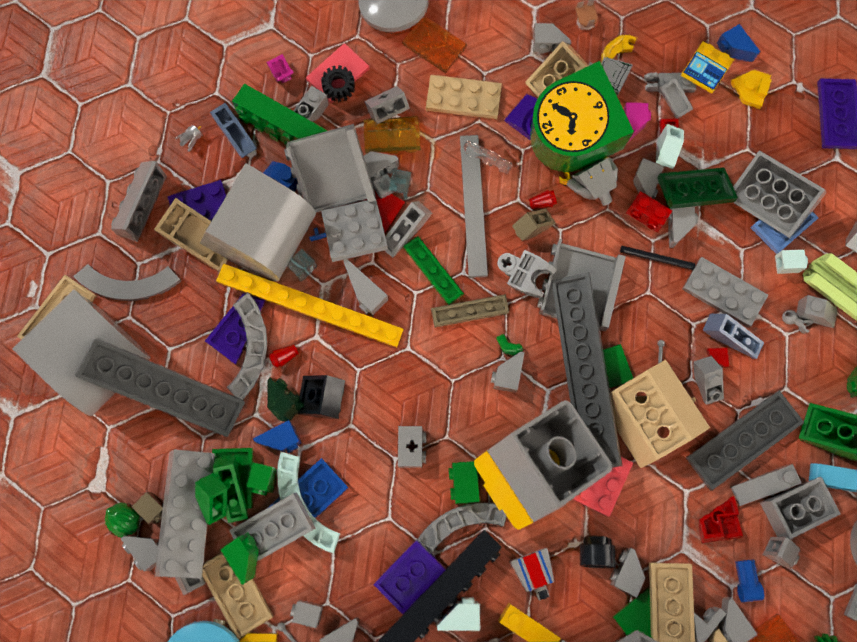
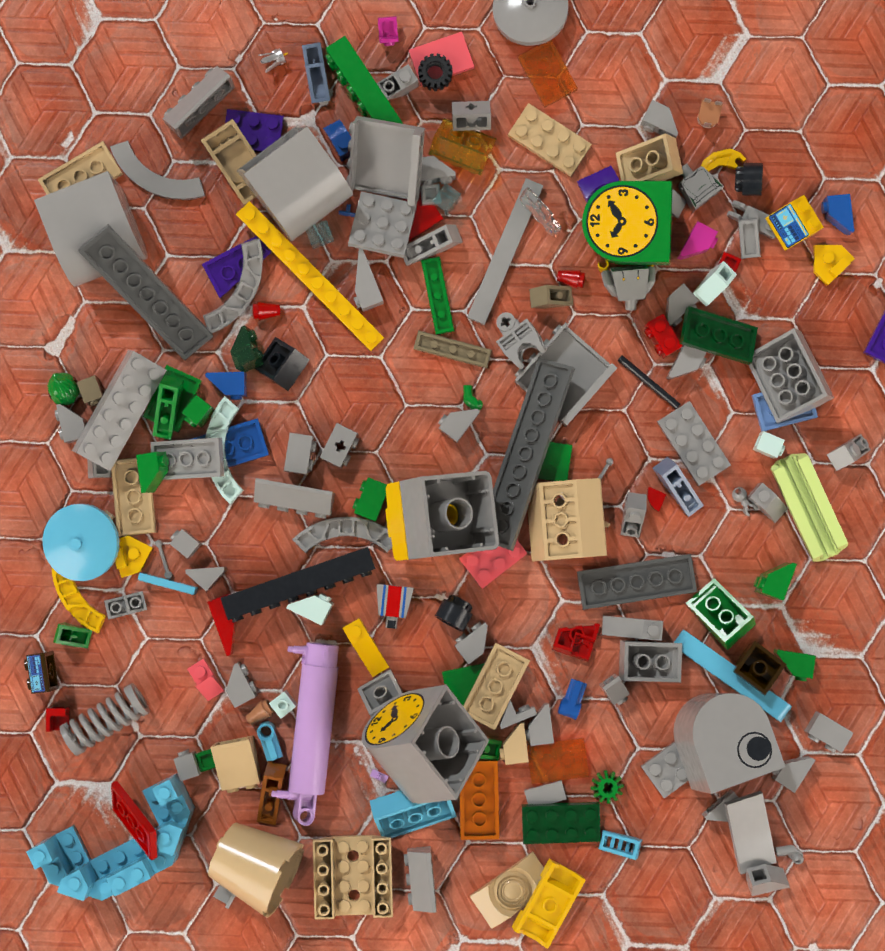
camera: 25 degrees right, 10 degrees up
(211, 497) = (147, 408): green slope -> none
(377, 472) = (299, 454): none -> light grey brick
(391, 516) = (293, 497): none -> light grey slope
(409, 576) = (285, 554): dark purple plate -> none
(650, 50) = (749, 179): none -> black piece

